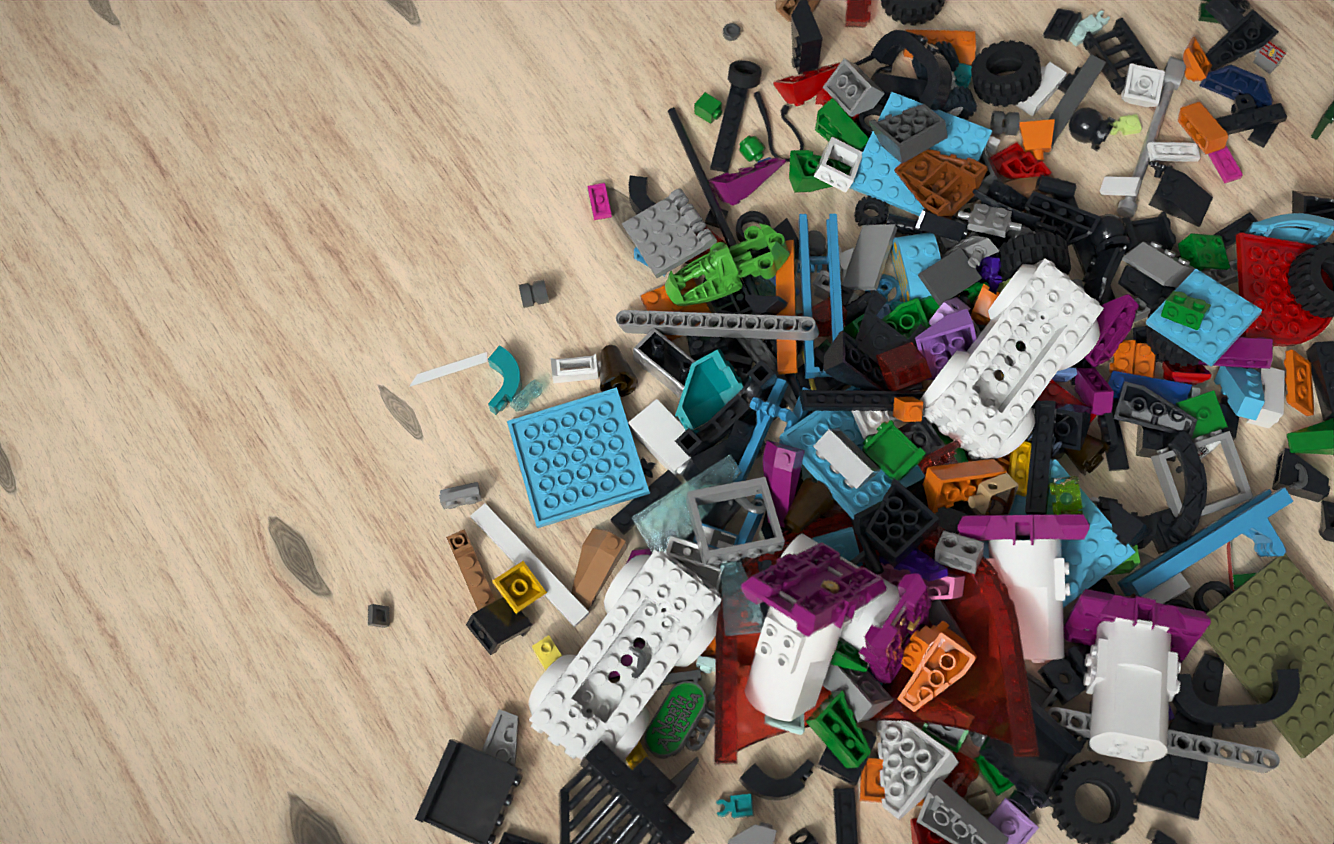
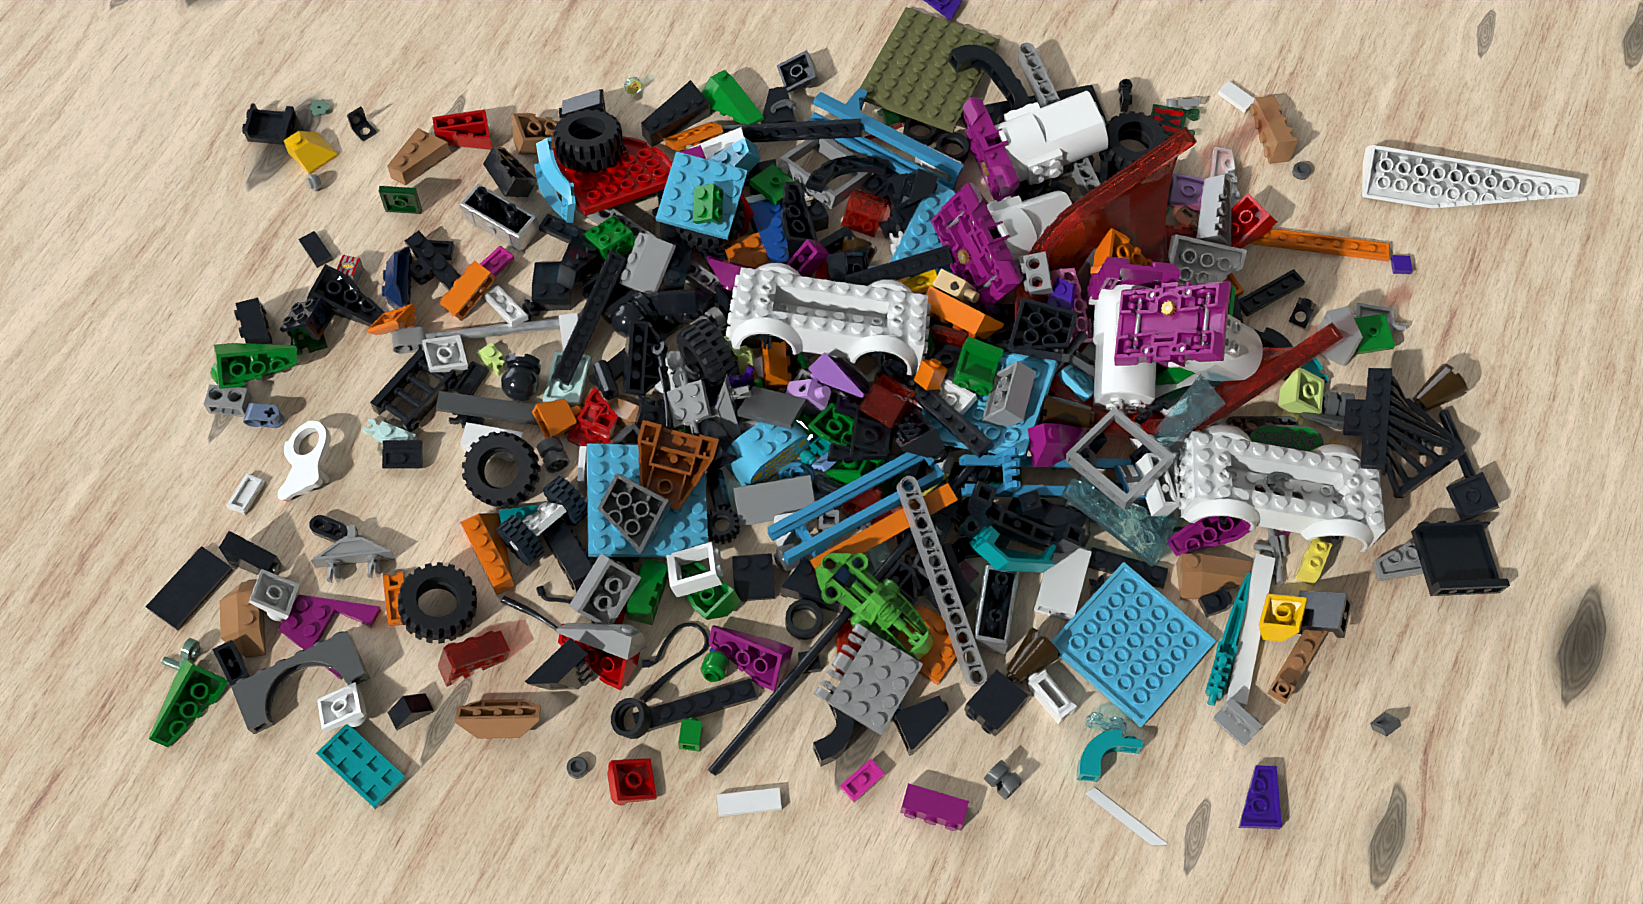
camera: 125 degrees left, 5 degrees down
(389, 474) = (1262, 800): none -> dark purple wing
(524, 528) = (1227, 646): none -> teal piece
(546, 236) = (934, 807): none -> magenta brick
(570, 552) = (1215, 602): none -> black bracket
(581, 633) = (1273, 550): none -> light grey piece
(596, 324) = (995, 703): none -> black panel
(616, 262) = (920, 722): none -> black slope
(633, 123) = (749, 802): none -> white tile
(680, 806) = (1335, 403): none -> dark grey wheel
(697, 55) = (631, 780): none -> red slope
(713, 779) = (1302, 393): none -> yellowish green slope
(766, 304) = (899, 544): black slope -> none
(809, 79) = (612, 638): none -> light grey wedge
(816, 206) = (753, 577): none -> black slope
(937, 67) = (531, 541): black arch -> none
(1068, 485) = (927, 233): clear neon green brick -> none
(1076, 168) = (574, 392): none -> light aqua tile
(1111, 101) = (471, 379): none -> black tile
(1127, 201) = (589, 318): none -> black tile
(1136, 490) = (864, 212): none -> clear red slope
(1189, 214) = (578, 263): none -> black wedge
(1259, 466) = (800, 130): none -> black tile
(1273, 184) = (499, 217): none -> piece
(1306, 45) = (315, 249): none -> black tile

